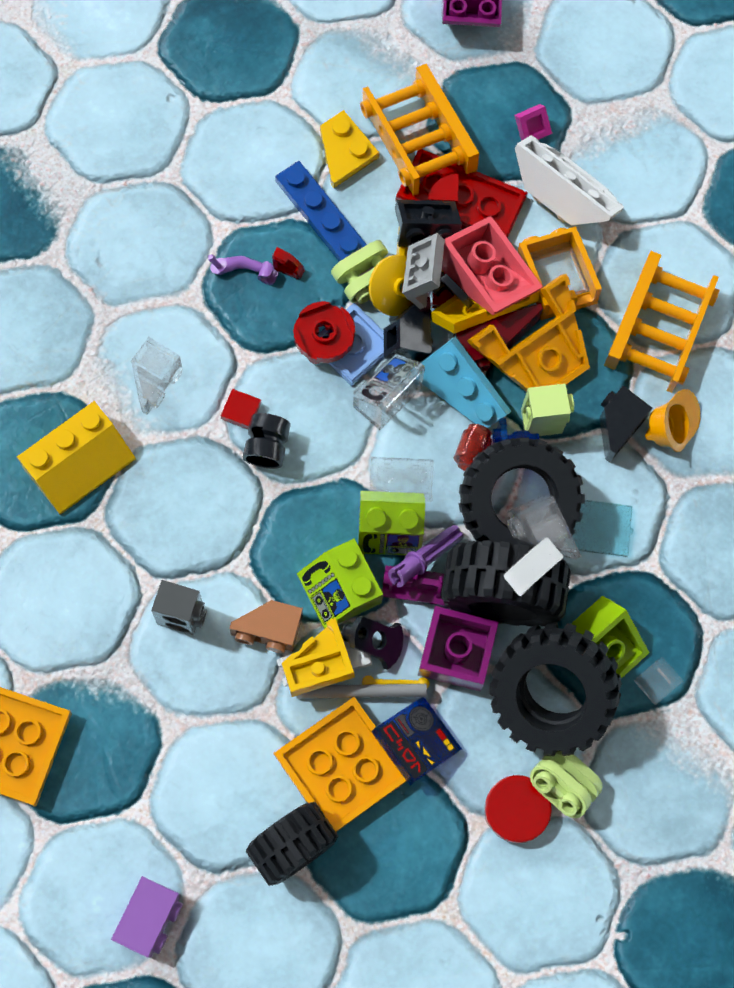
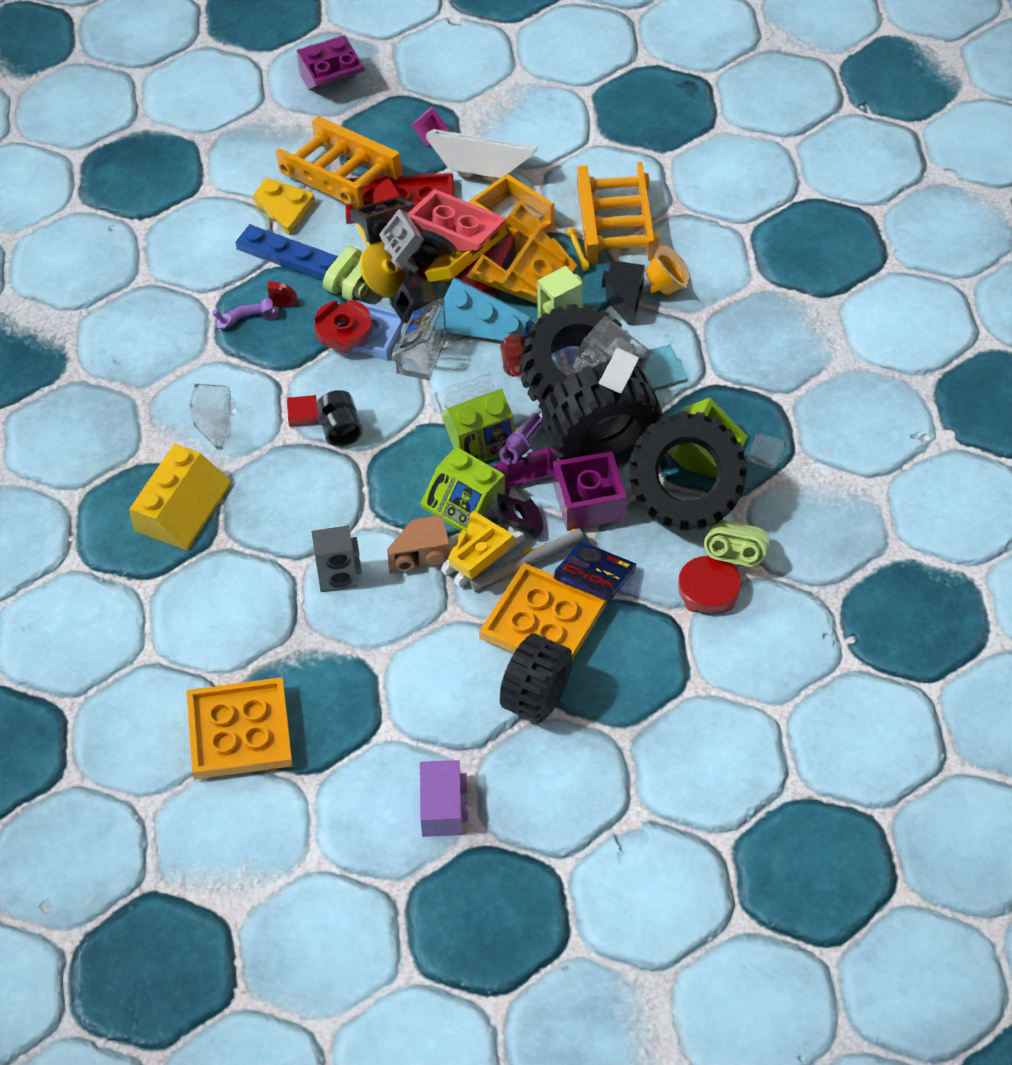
camera: 20 degrees left, 20 degrees down
(607, 322) = (572, 232): none -> yellow hinge

